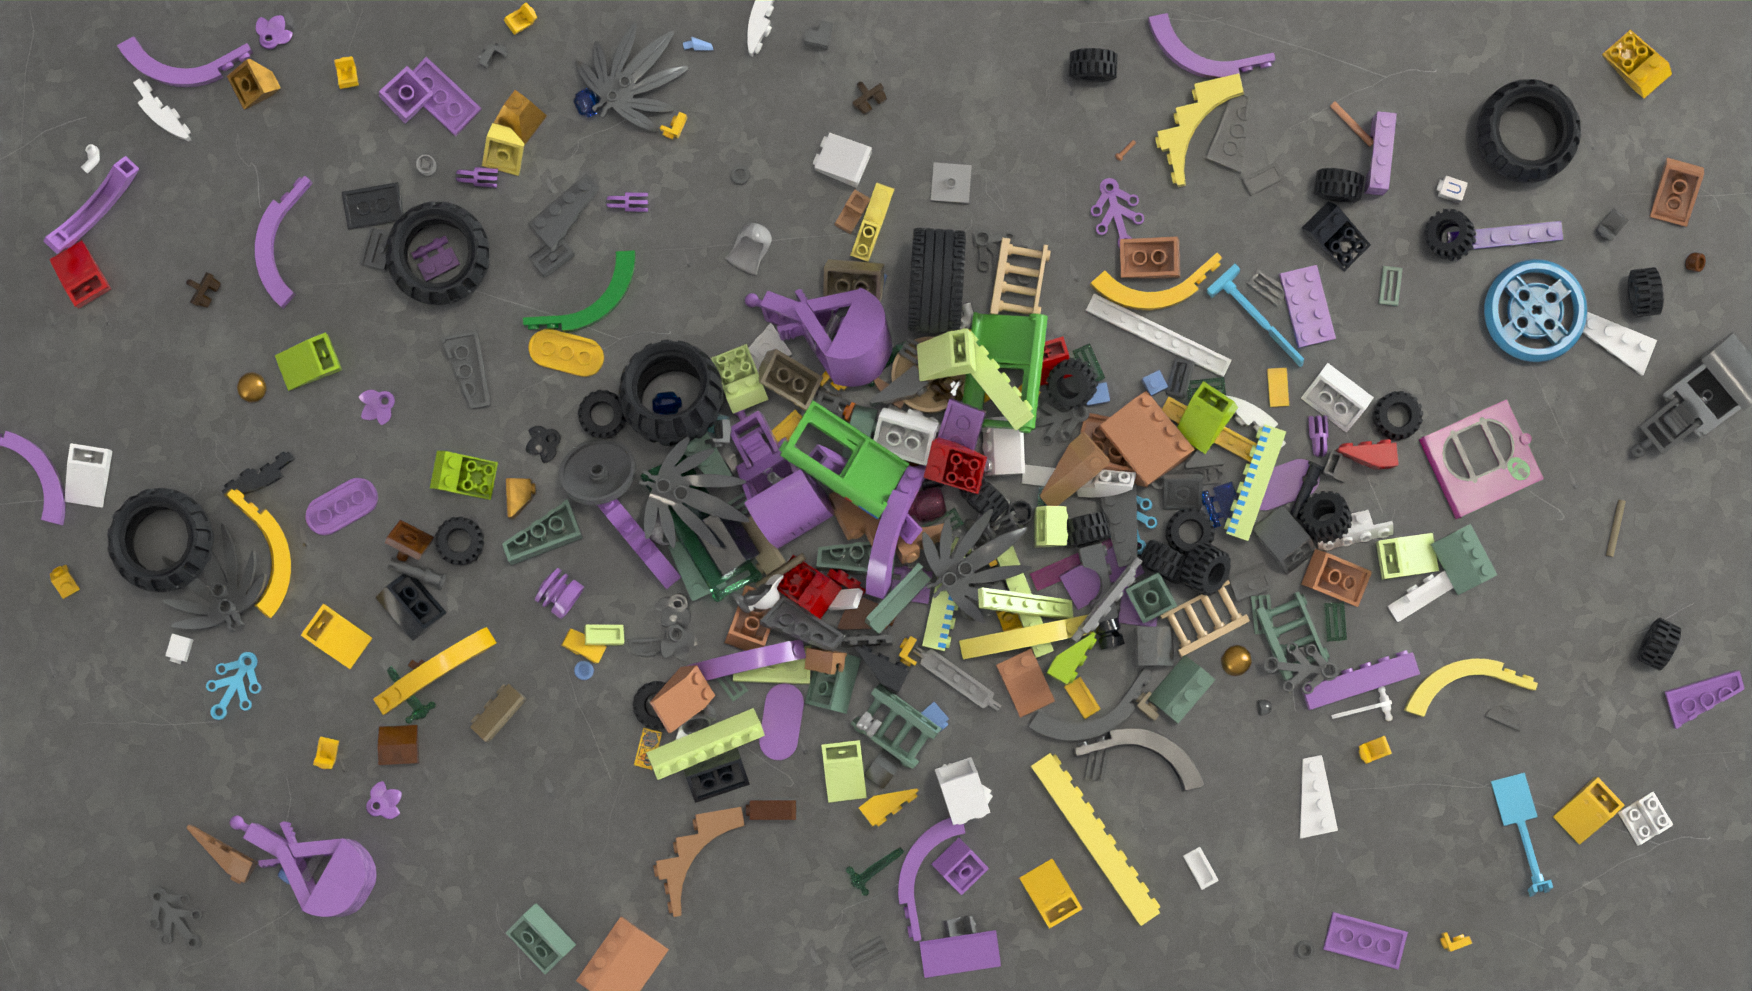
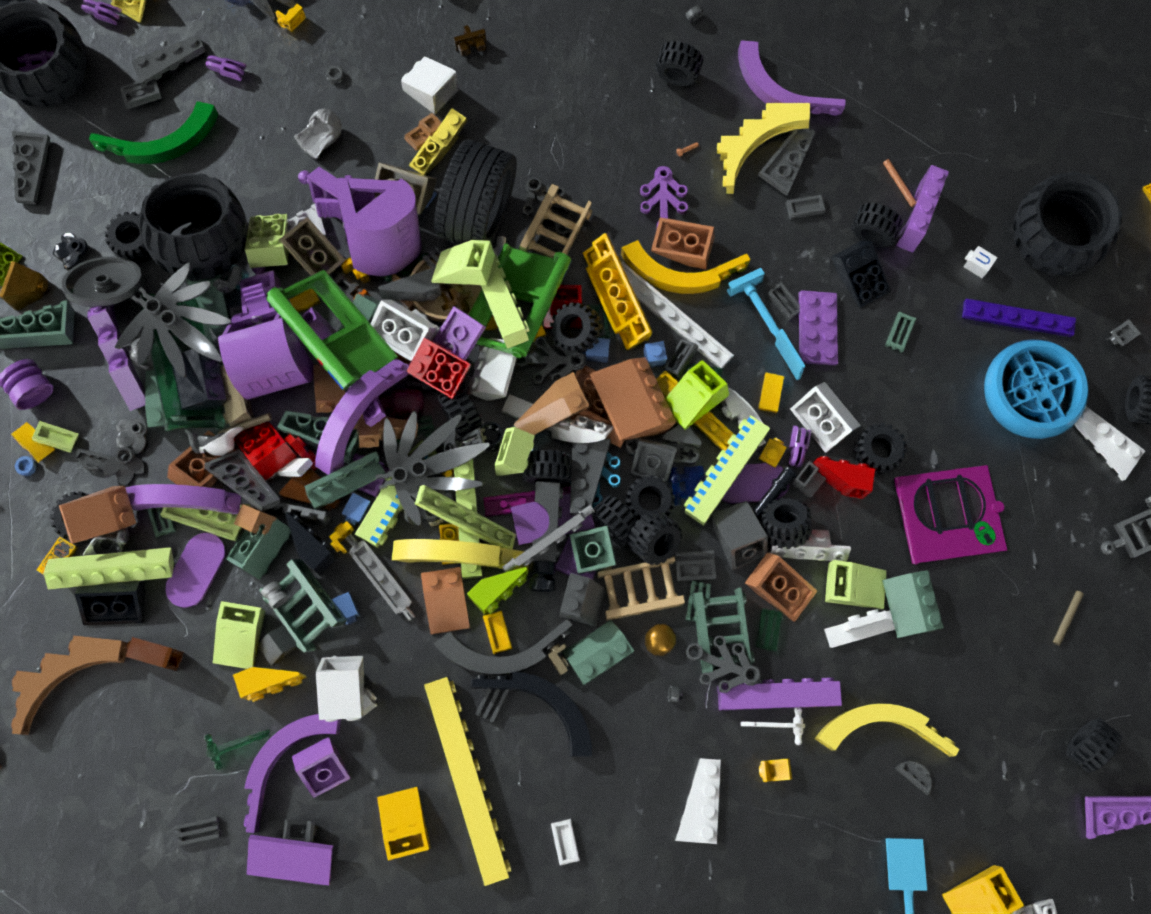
camera: 15 degrees right, 10 degrees down
(566, 352) = (121, 178): yellow tile -> none
(914, 621) = (356, 509): none -> medium blue brick
(951, 183) = (521, 132): light grey plate -> none
(1098, 332) = (616, 293): none -> yellow slope
(1295, 448) = (772, 452): none -> yellow bracket
(1460, 244) = (966, 286): black tyre -> none

